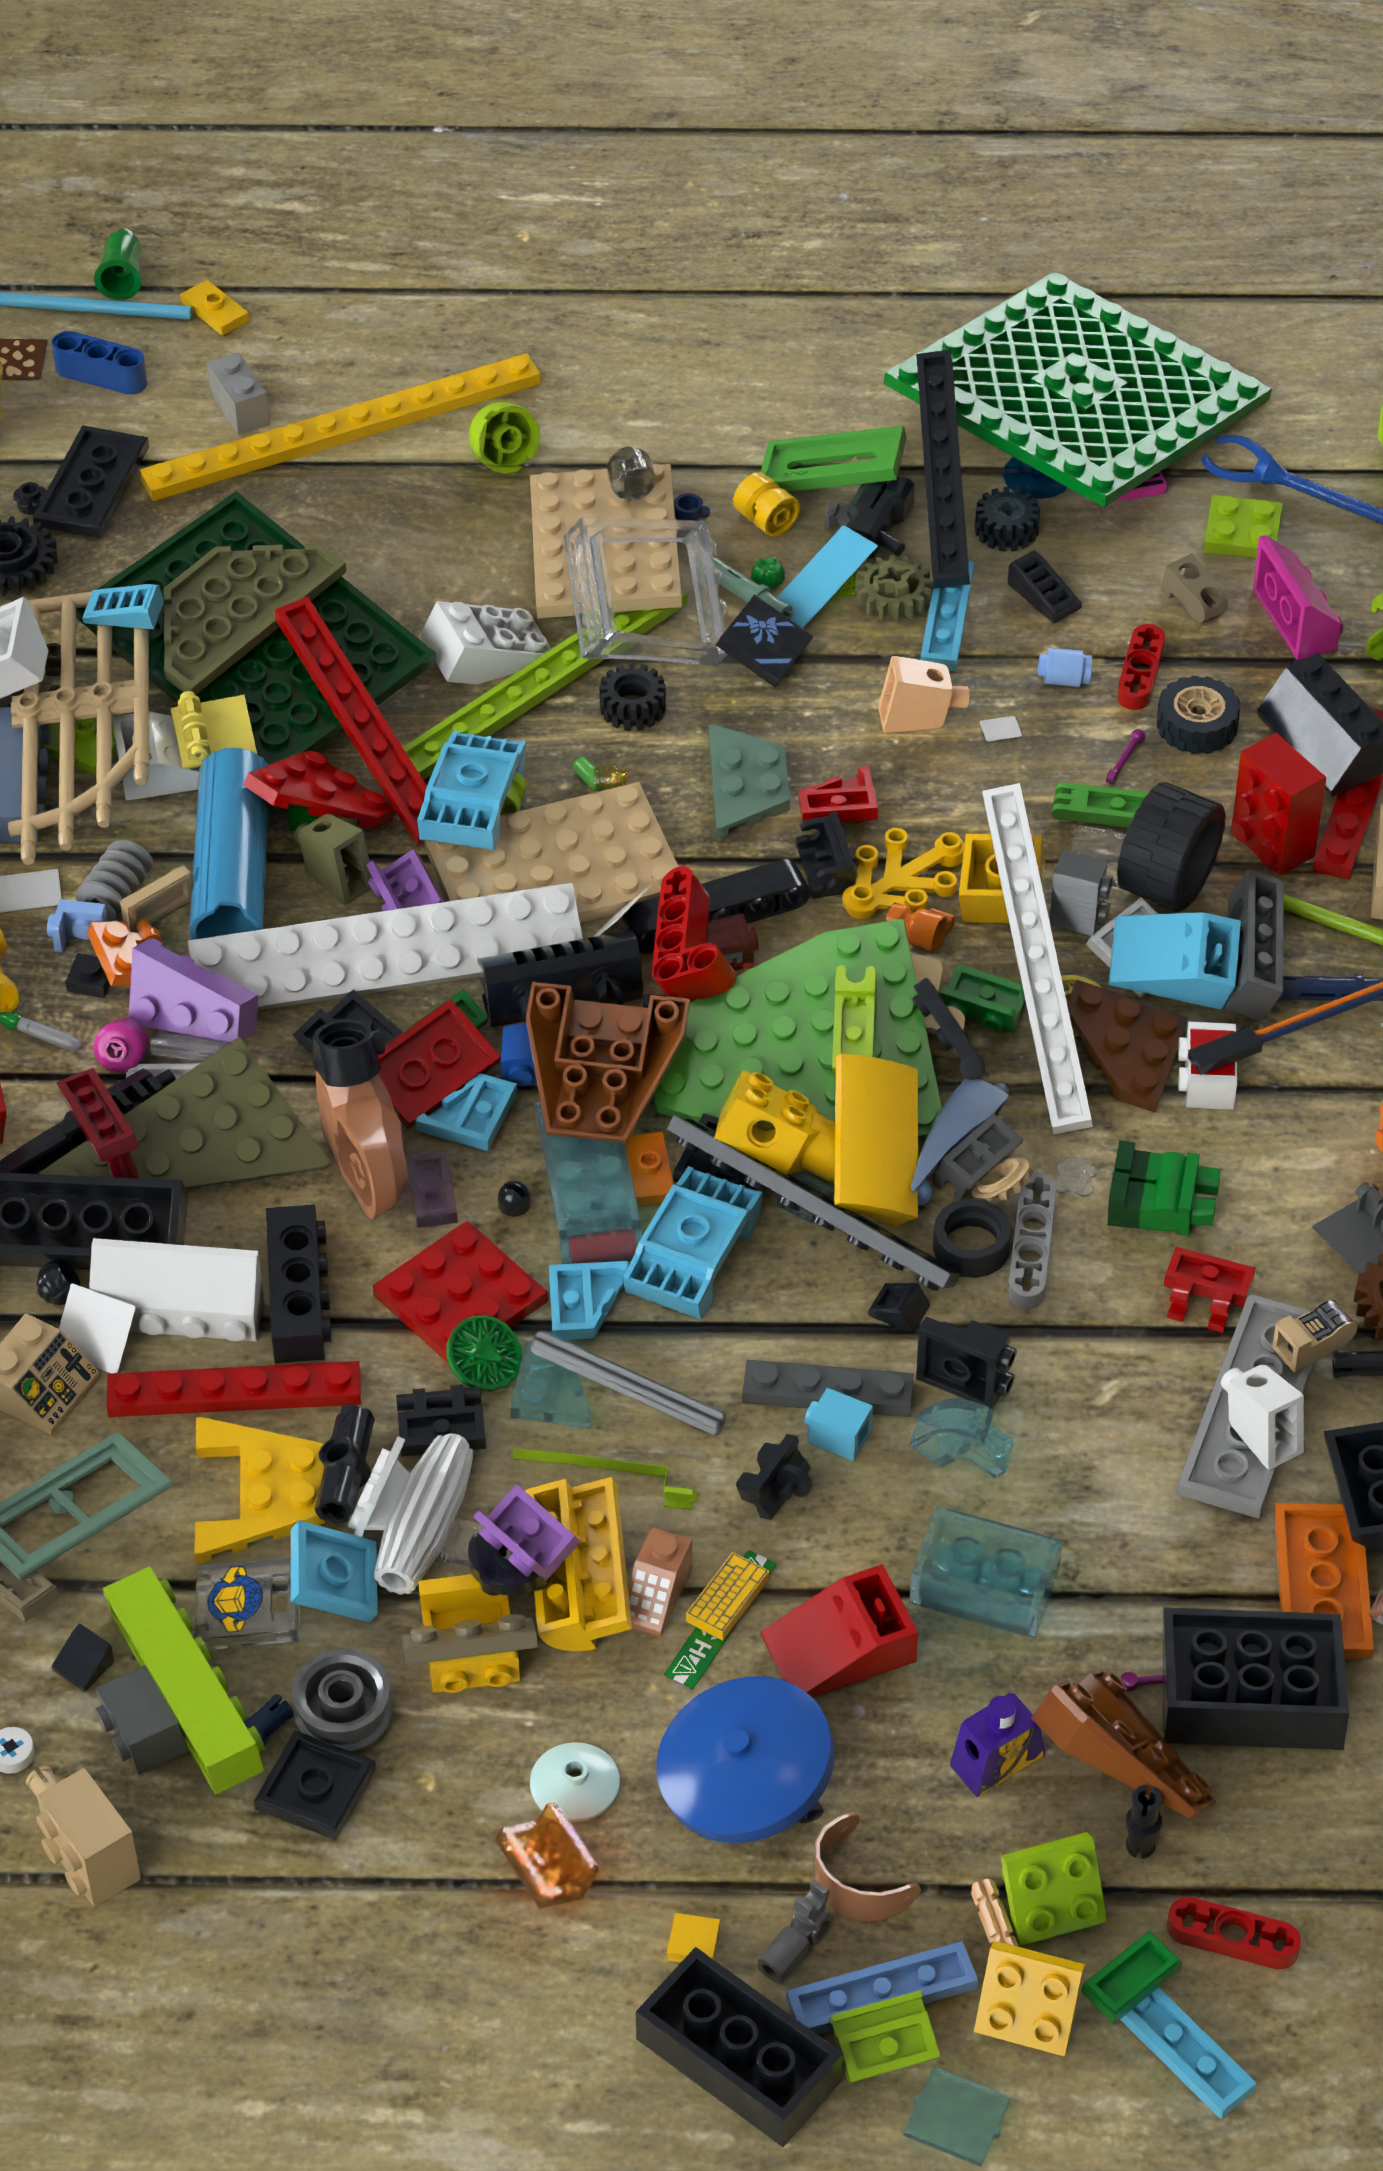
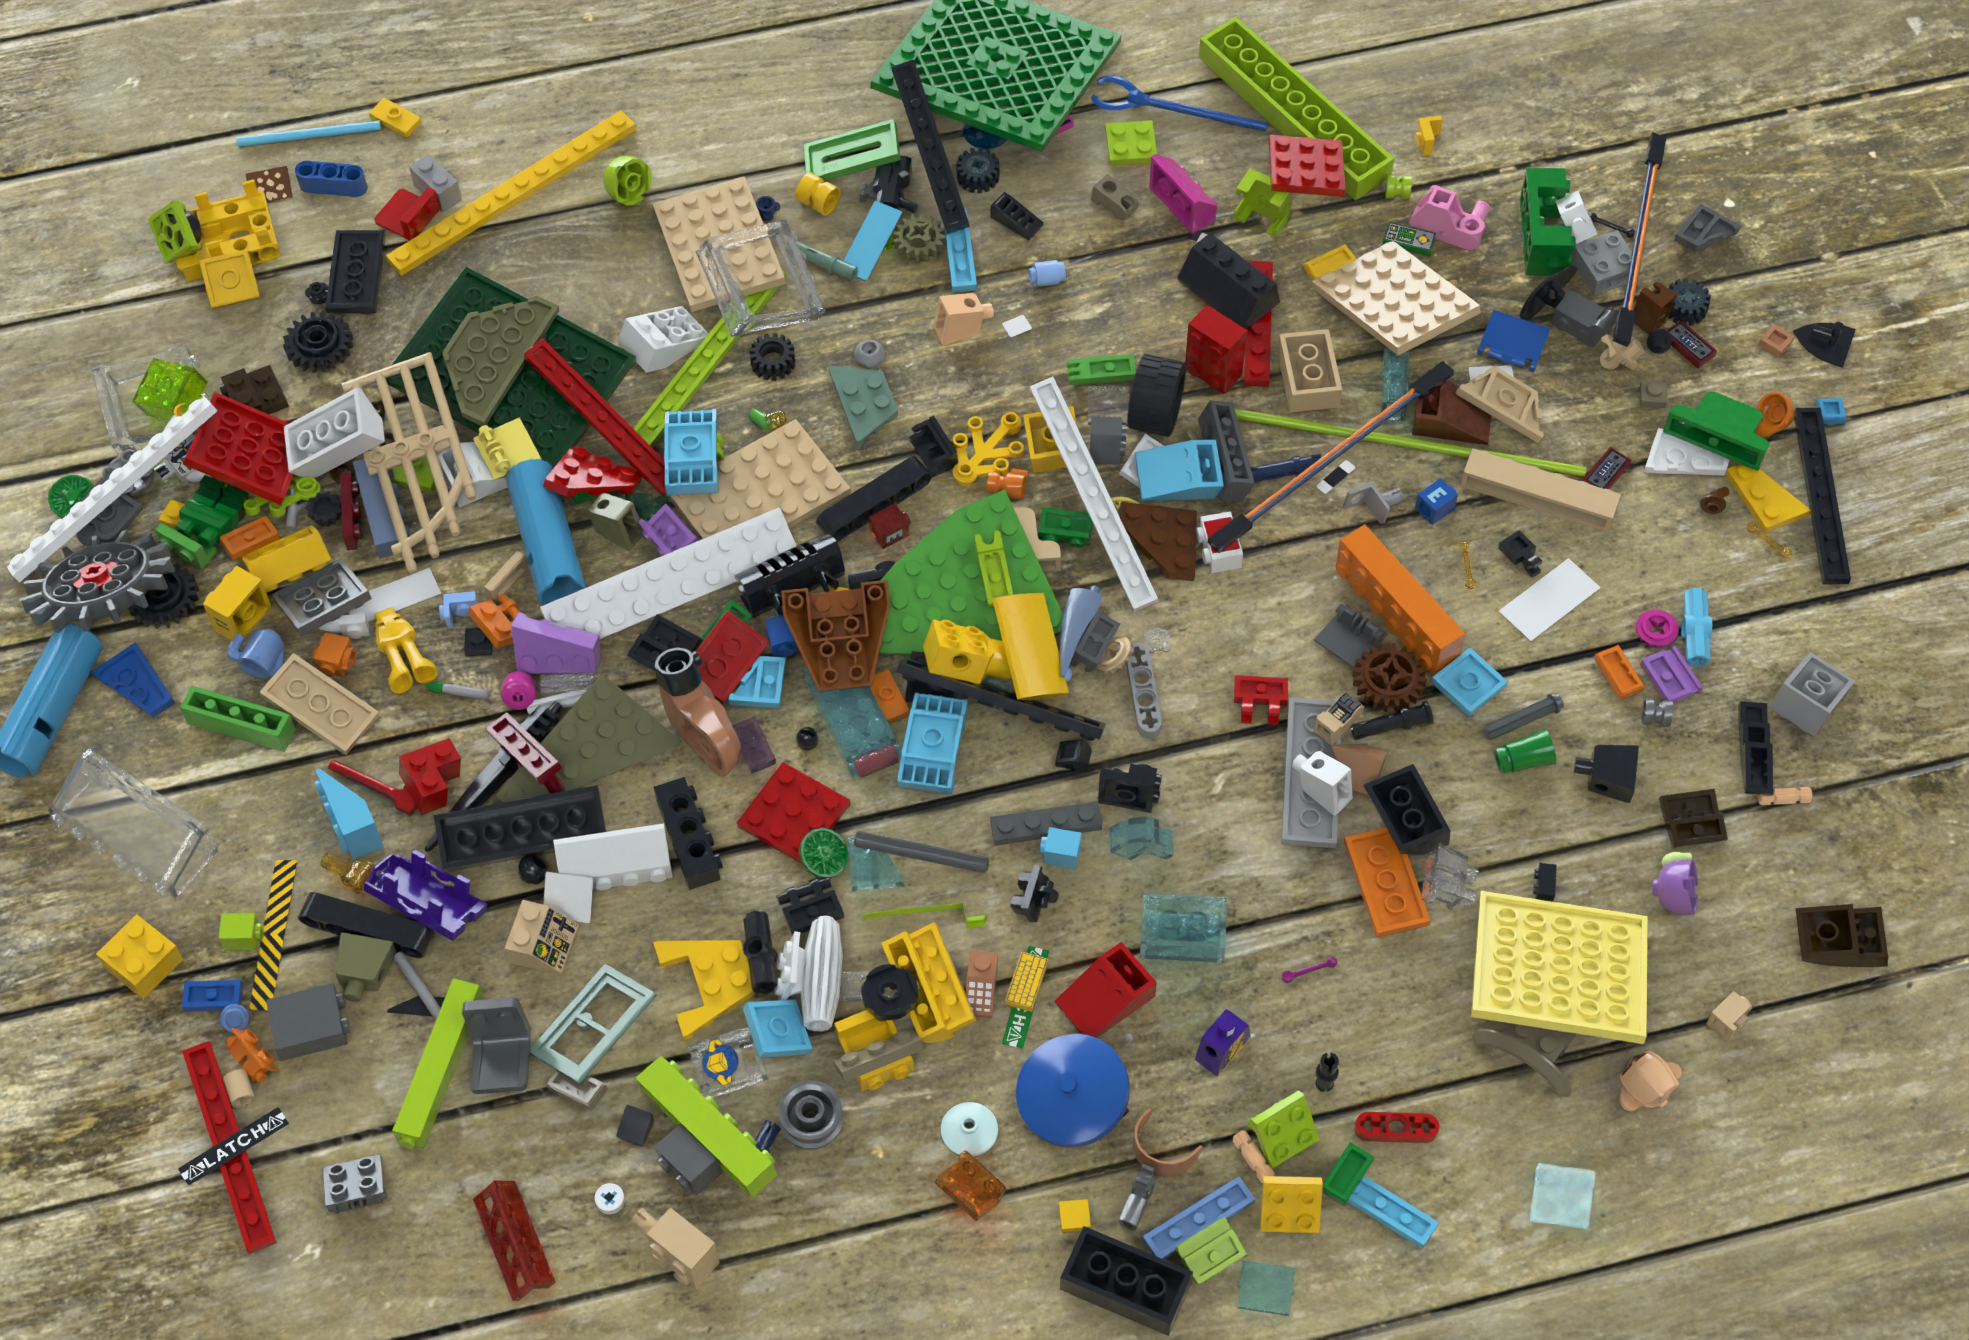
camera: 15 degrees left, 10 degrees up
(116, 876) = (473, 568): light grey piece -> none
(119, 268) = (320, 99): green plant -> none
(143, 609) = (436, 379): medium azure slope -> none
(190, 423) = (408, 213): none -> red bracket
(233, 1389) = (669, 915): red plate -> none
(315, 1785) = (810, 1174): black plate -> none
(386, 847) = (645, 505): none -> clear green plate
(529, 1532) = (898, 978): medium lavender bracket -> none
(583, 1296) = (873, 798): medium azure wing -> none
(619, 914) = (814, 522): white sticker -> none
(631, 473) = (724, 193): clear smoke head -> none
(681, 957) = (869, 552): red beam -> none
(764, 640) = (847, 297): black tile -> none
(768, 572) = (832, 243): green piece -> none
(773, 720) = (876, 355): none -> light grey plate
(851, 799) = (930, 401): red wing -> none
(950, 1032) = (1054, 559): black plate -> none
(977, 1214) = (1111, 681): black tyre -> none
(1111, 1734) = (1291, 1020): dark orange wedge -> none
(1137, 737) = (1106, 313): magenta hinge -> none
(1144, 678) = (1100, 269): red beam -> none
(1160, 1190) = (1213, 637): green hips -> none
(1198, 714) = (1142, 289): black wheel -> none
(1254, 1679) = (1365, 959): black slope -> none
(1329, 1407) = (1363, 761): none -> medium nougat slope

